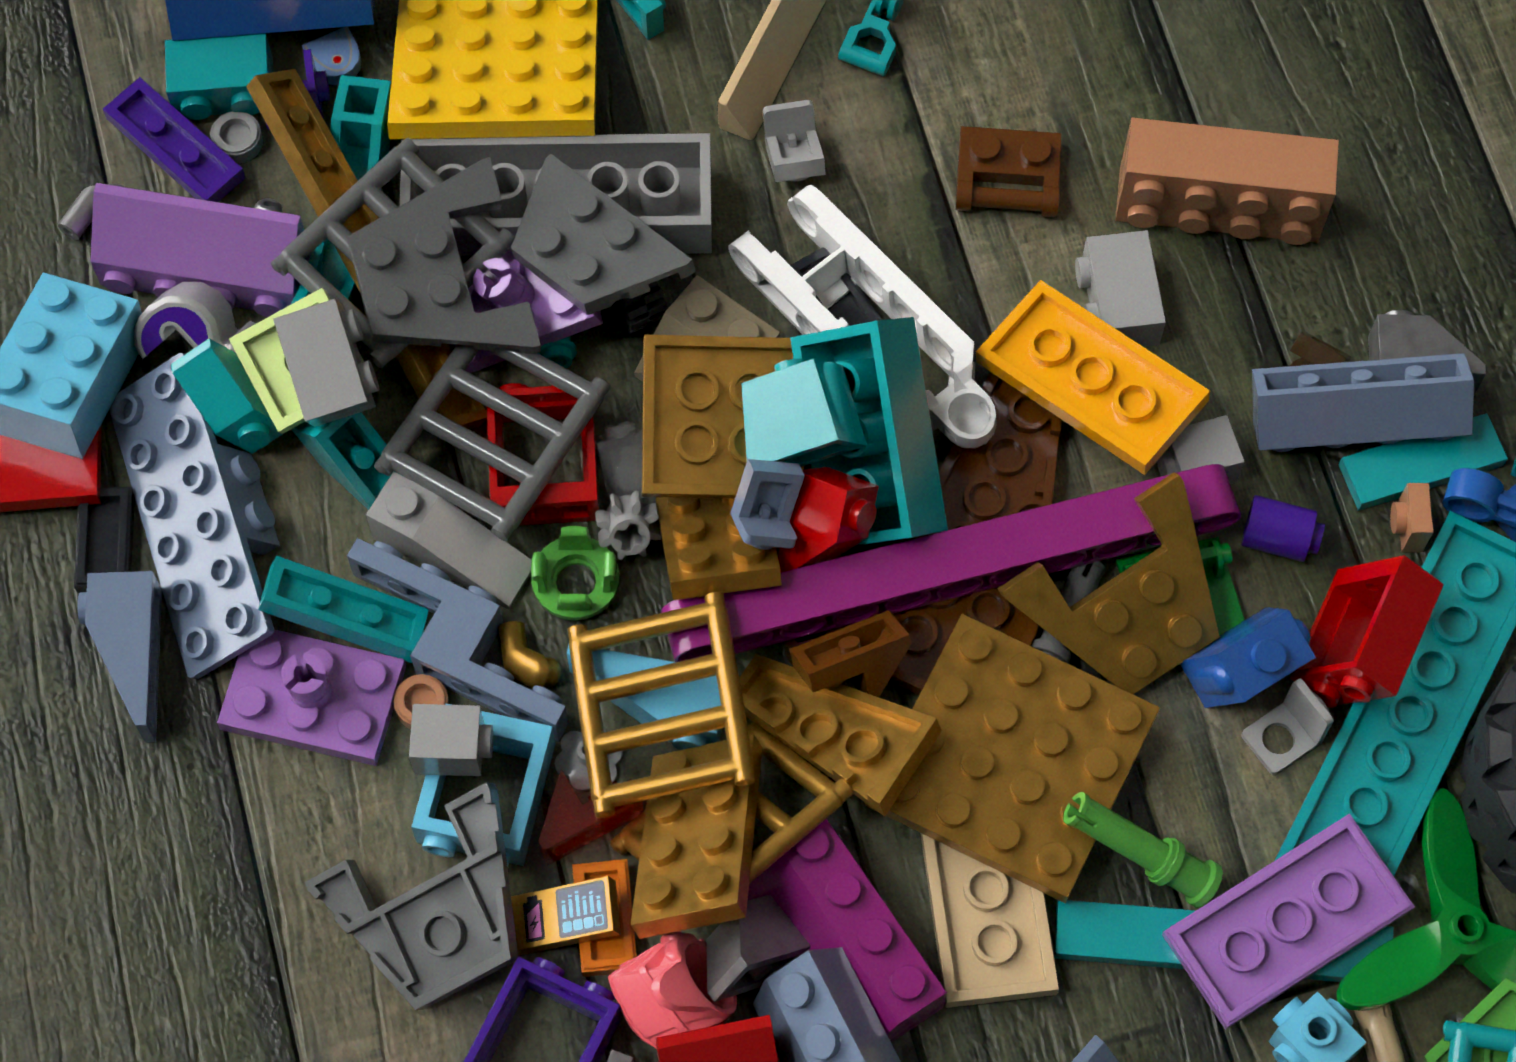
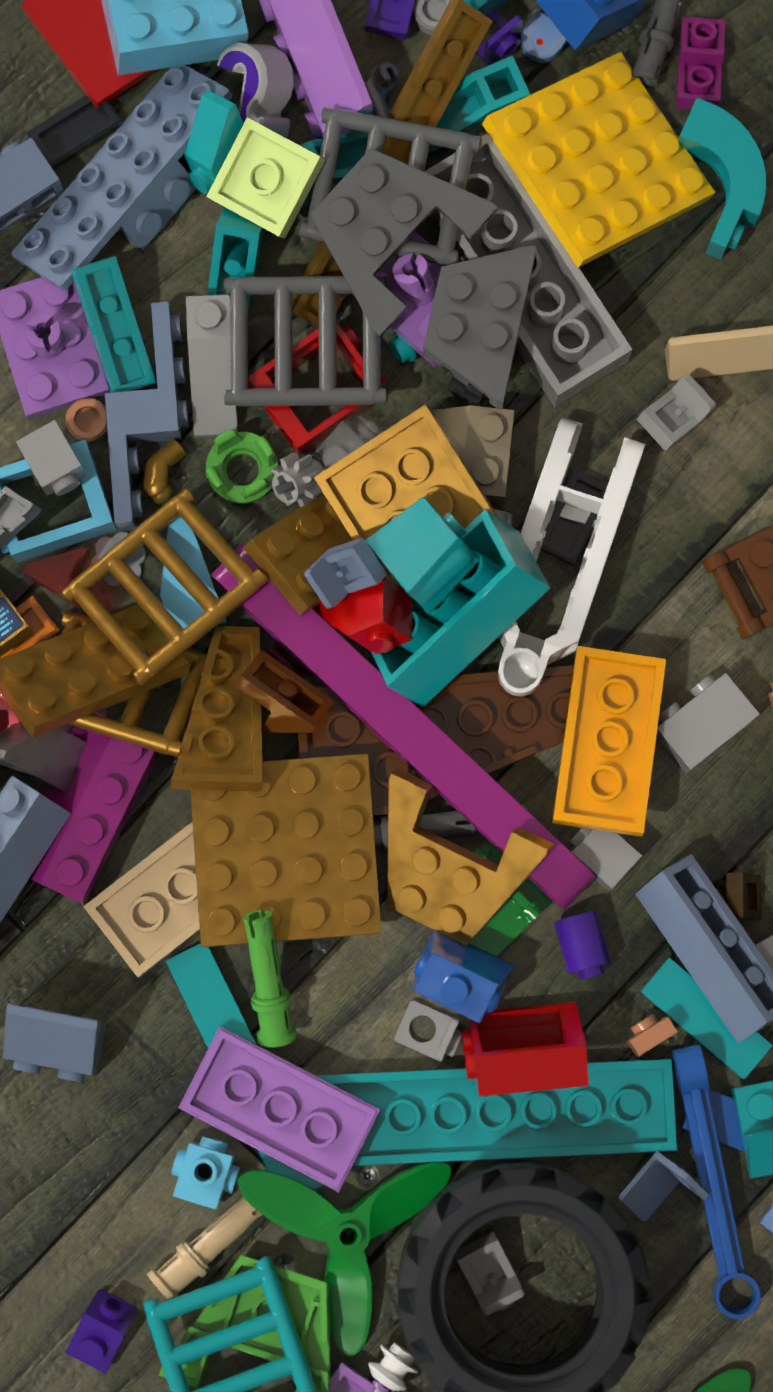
camera: 60 degrees right, 15 degrees up
(326, 362) = (263, 197): light grey brick -> none

